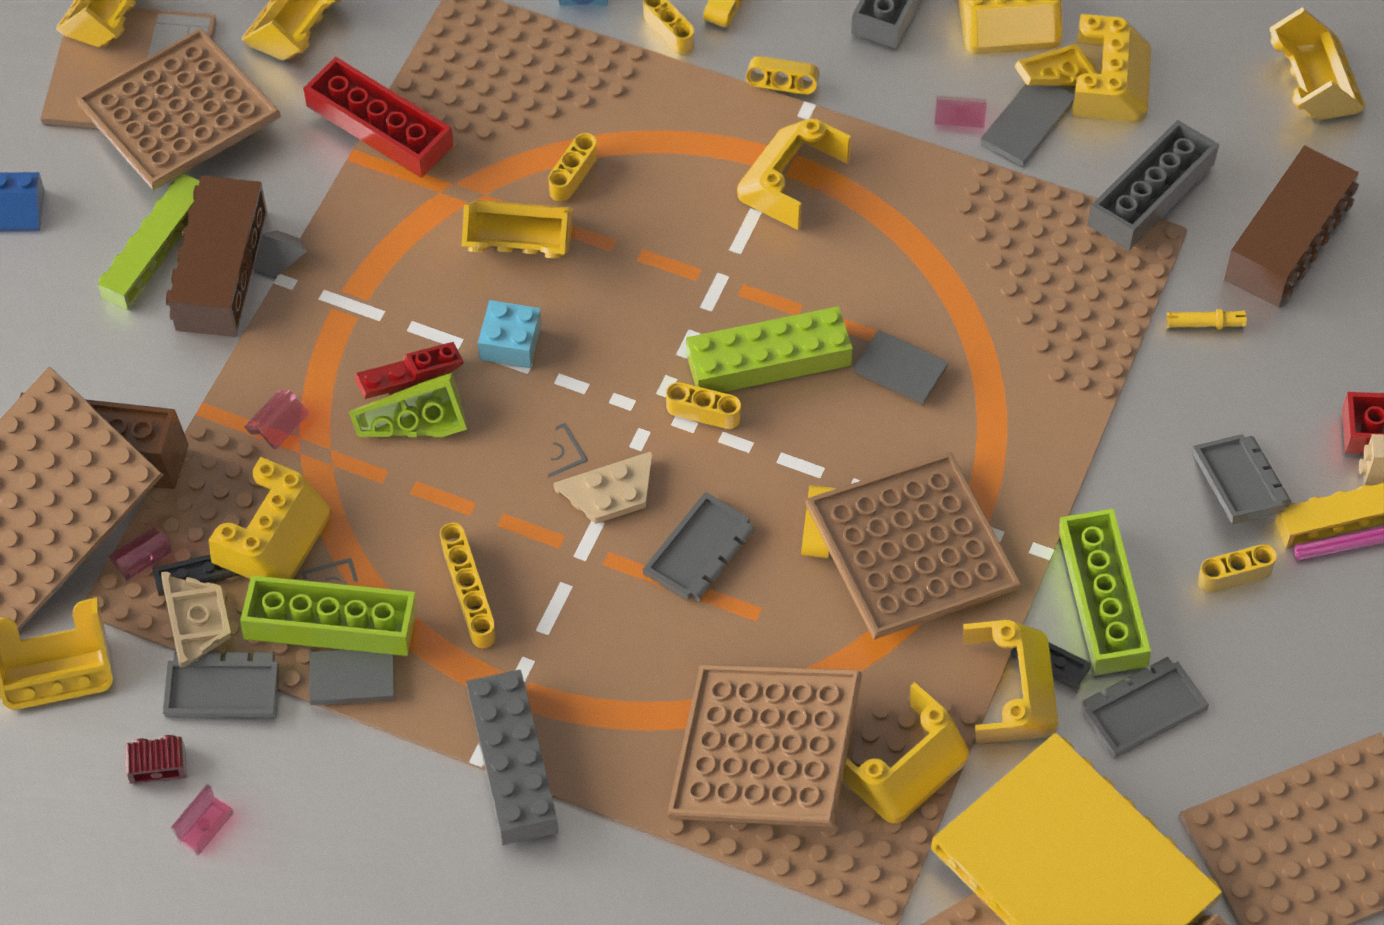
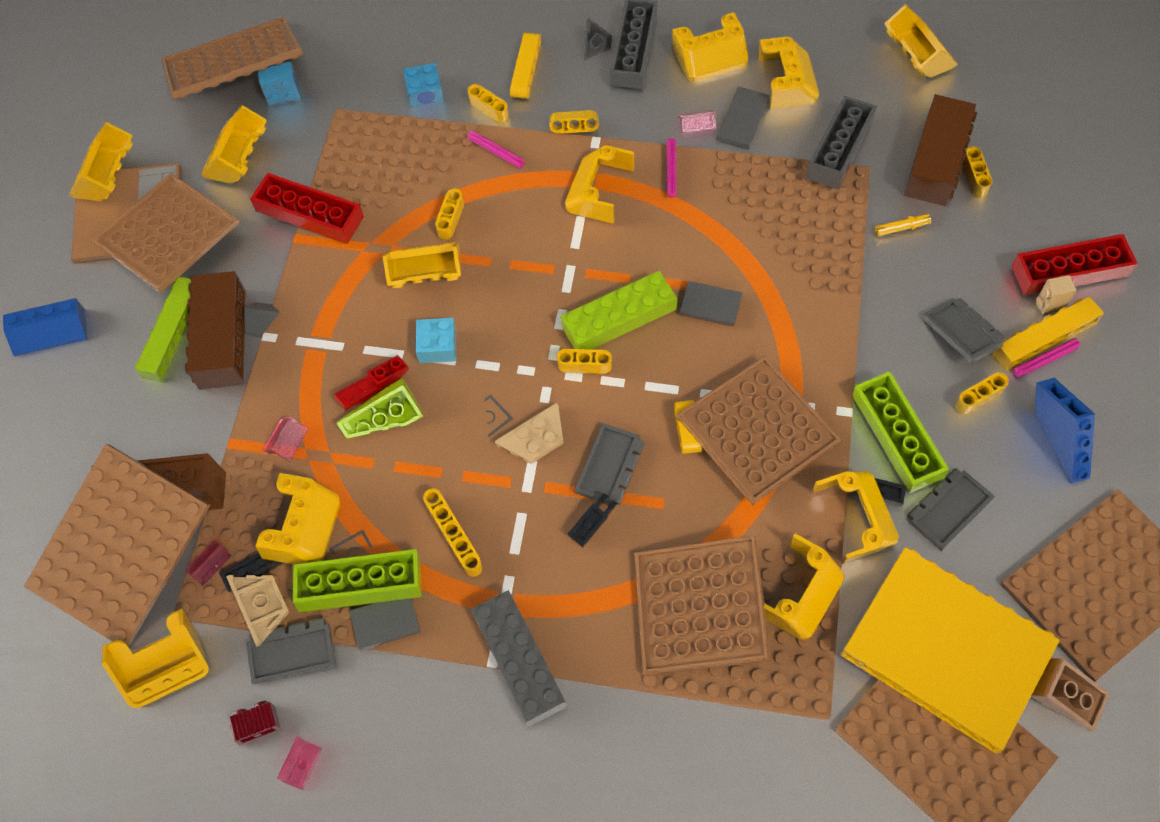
camera: 10 degrees left, 5 degrees up
(654, 611) = (591, 521): none -> black hinge
(662, 91) = (496, 149): none -> dark pink axle
(902, 169) = (671, 168): none -> dark pink axle
(1055, 67) = (751, 79): yellow wing -> none
(1331, 636) = (1067, 427): none -> blue slope
(1336, 268) = (977, 172): none -> yellow beam

